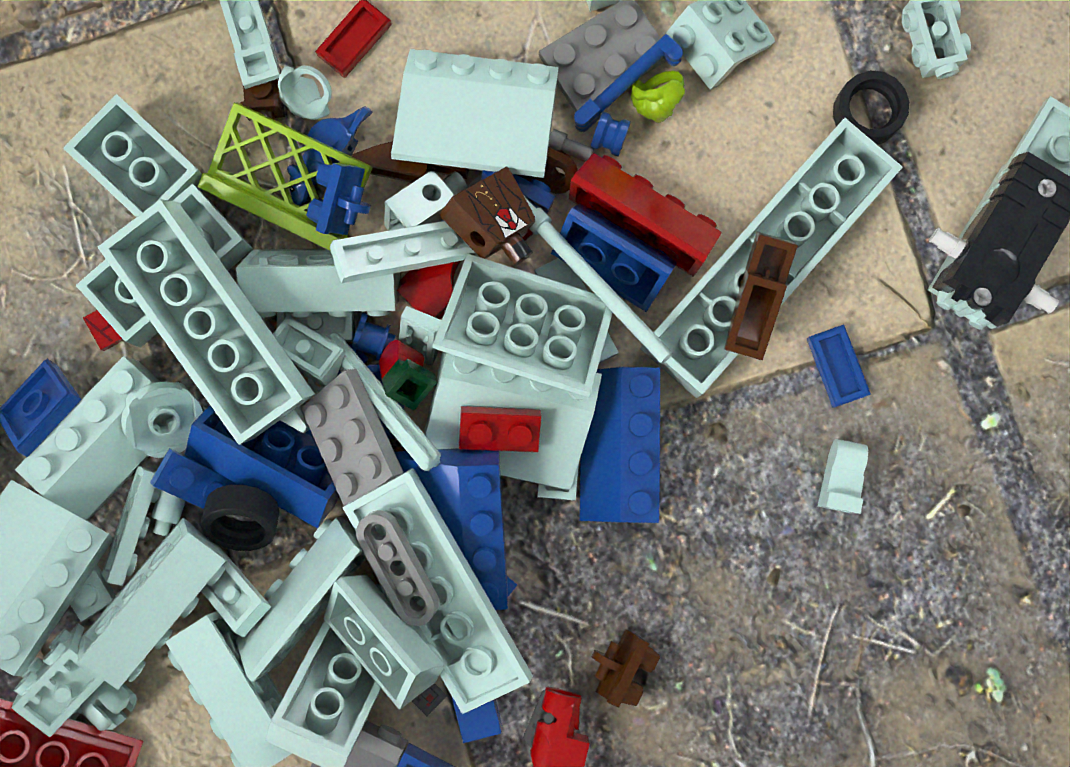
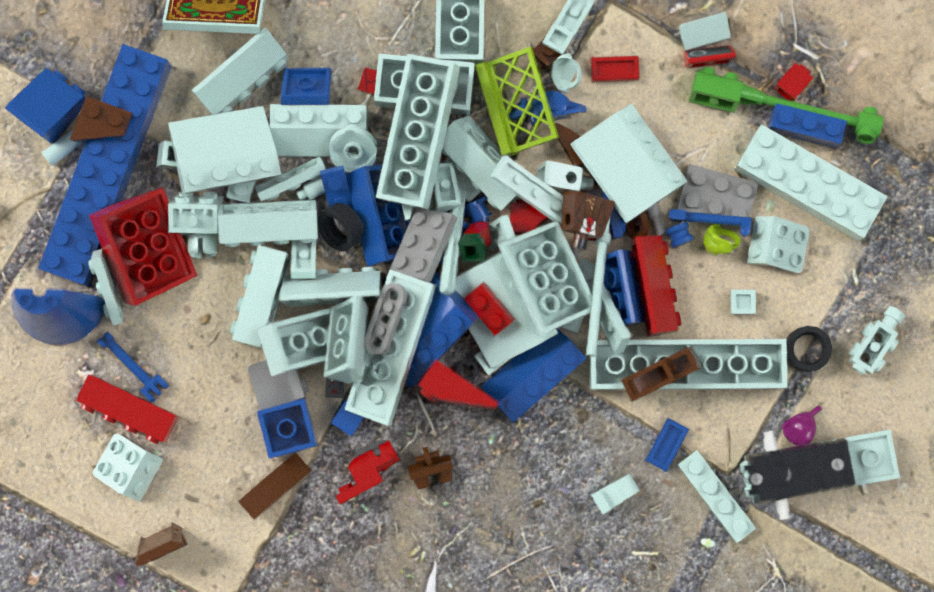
camera: 50 degrees right, 0 degrees up
(341, 198) = (529, 139): blue hips -> none
(554, 529) = (469, 363): none -> black bush
(555, 564) = (449, 388): none -> red slope
(649, 299) = (612, 324): none -> light aqua plate
(751, 132) = (743, 302): none -> light aqua plate
(948, 363) = (716, 496): none -> light aqua plate
(955, 196) = (801, 427): none -> magenta piece

